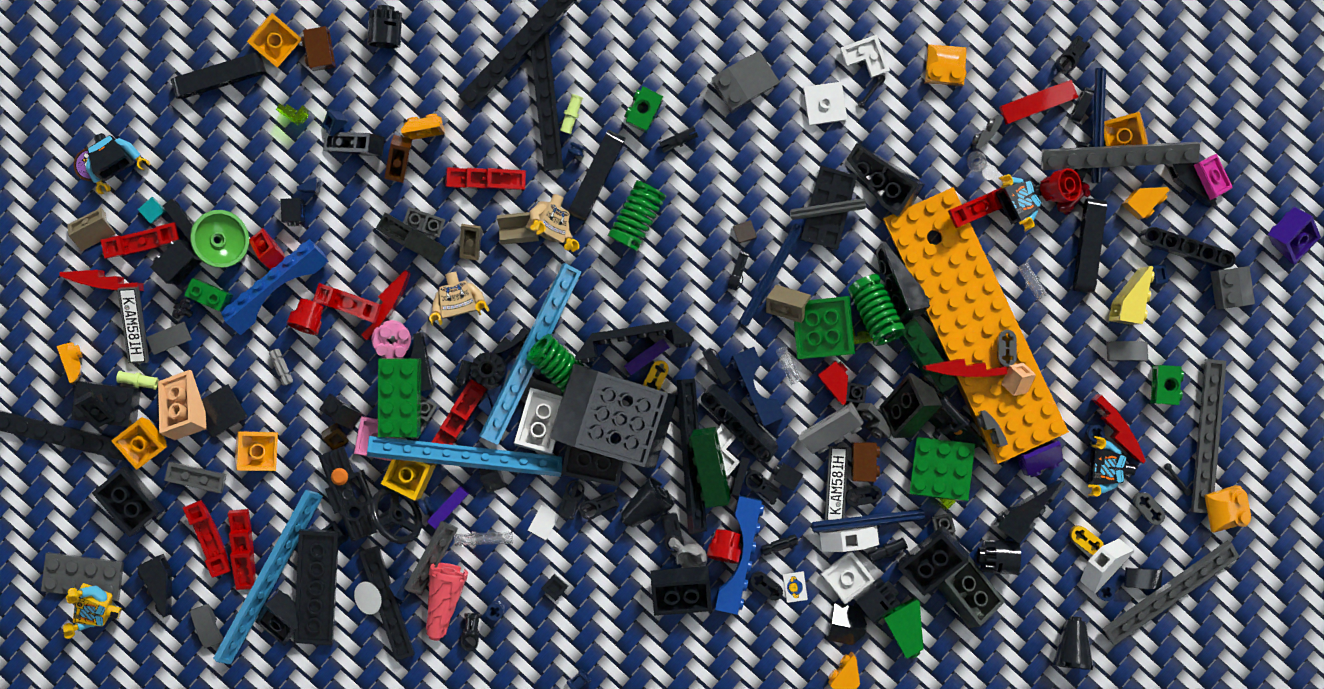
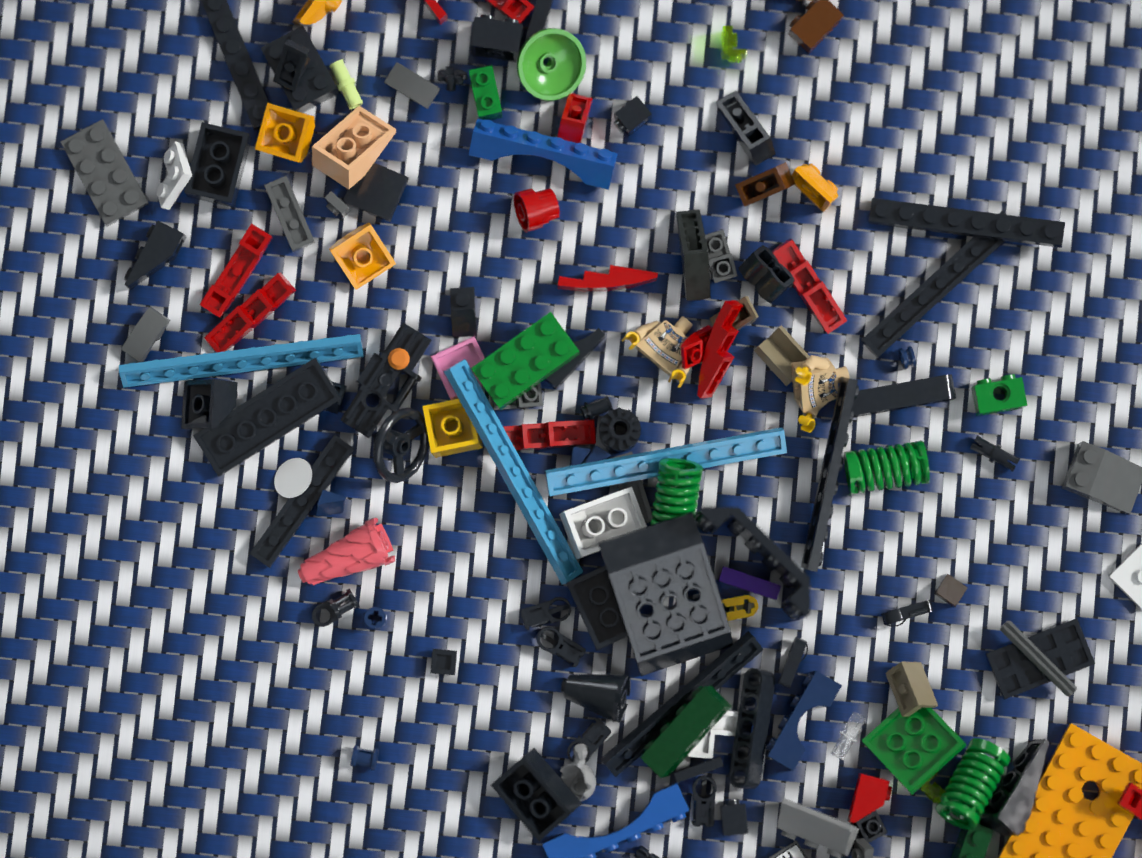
camera: 55 degrees right, 5 degrees down
(90, 608) = (80, 206): torso -> none
(116, 534) = (178, 175): none -> white plate
(133, 324) = (400, 40): tile -> none
(211, 444) = (336, 205): none -> dark grey plate
(281, 367) = (464, 218): light grey axle -> none
(311, 186) = (670, 116): dark blue slope -> none
(334, 122) = (752, 92): dark blue slope -> none
(334, 436) = (433, 324): dark brown slope -> none
(347, 302) = (580, 239): red slope -> none
(384, 27) = (886, 74): black gear -> none
(384, 332) = (581, 298): bright pink plate -> none
(426, 505) = (431, 468): dark blue bush -> none
(431, 555) = (385, 511): dark grey tile -> none
(448, 507) = (445, 492): dark purple piece -> none
(457, 200) = (766, 274): none -> black brick
(470, 279) = (694, 347): none -> red slope
(483, 538) = (436, 547): clear pin -> none
(486, 272) = (716, 354): none -> red slope
(492, 479) = (507, 515): black slope -> none
(507, 344) = (656, 431): black slope -> none
(543, 522) = (500, 602): white sticker -> none
(571, 113) = (939, 325): yellowish green pin -> none
(610, 249) = (828, 482): none -> black plate
(725, 547) = (613, 807): red piece -> none
(771, 274) = (927, 649): dark blue axle -> none
(889, 183) = (1111, 702): black wedge -> none

